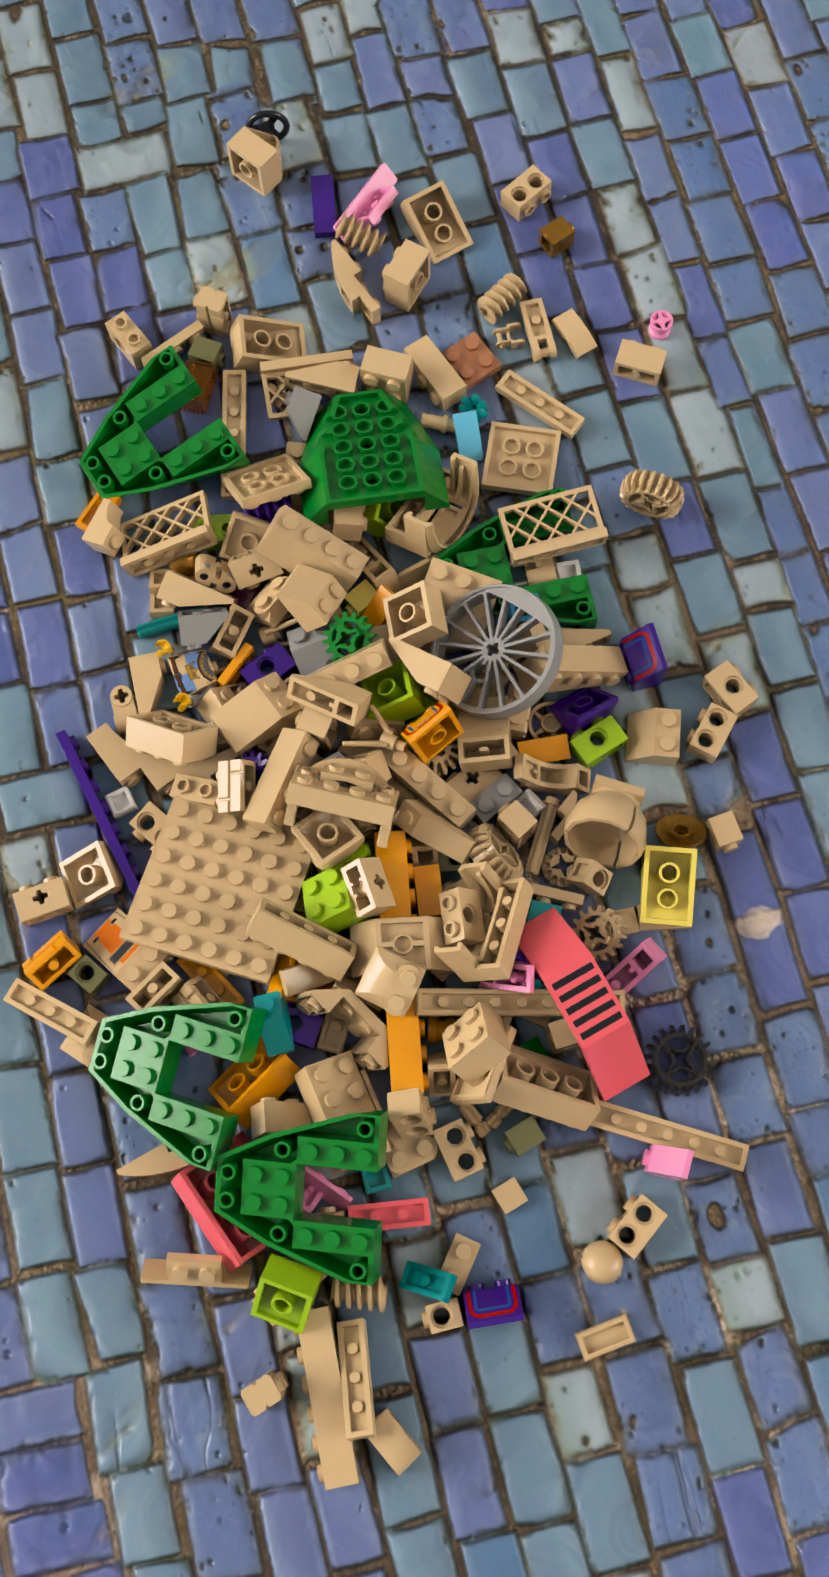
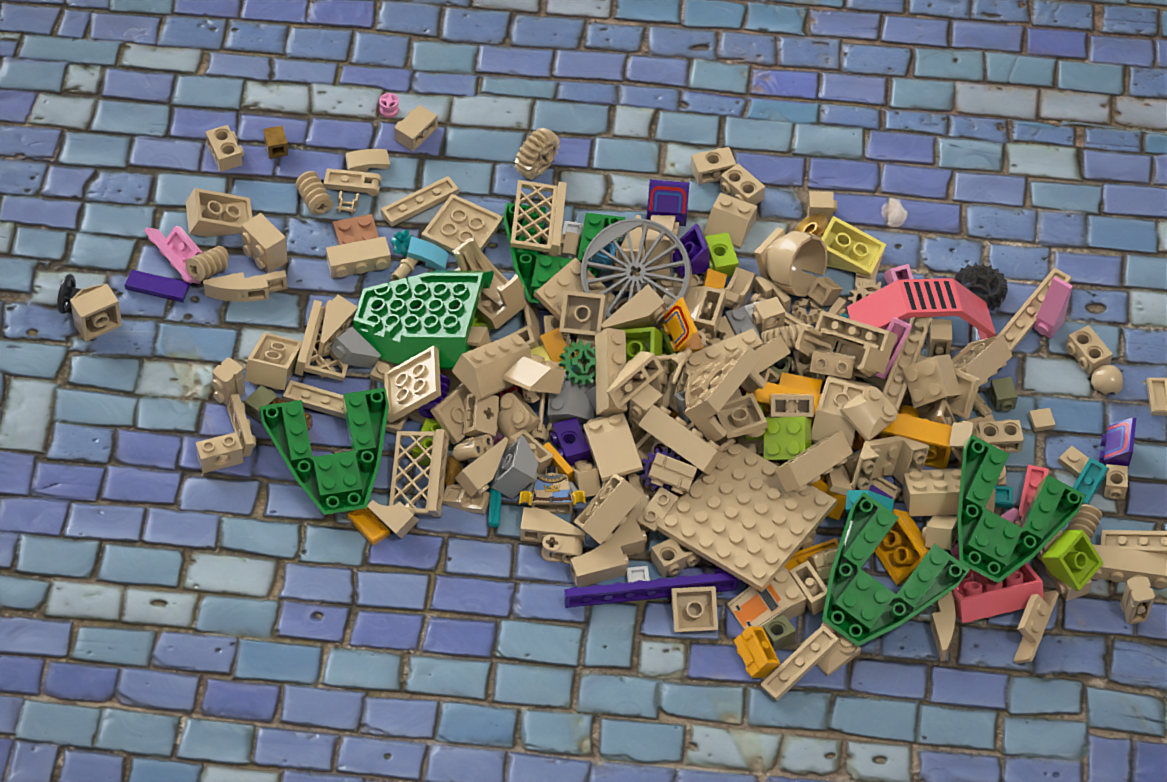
camera: 75 degrees left, 20 degrees down
(56, 903) = (703, 649): tan brick -> none
(387, 371) = (350, 279): tan brick -> none

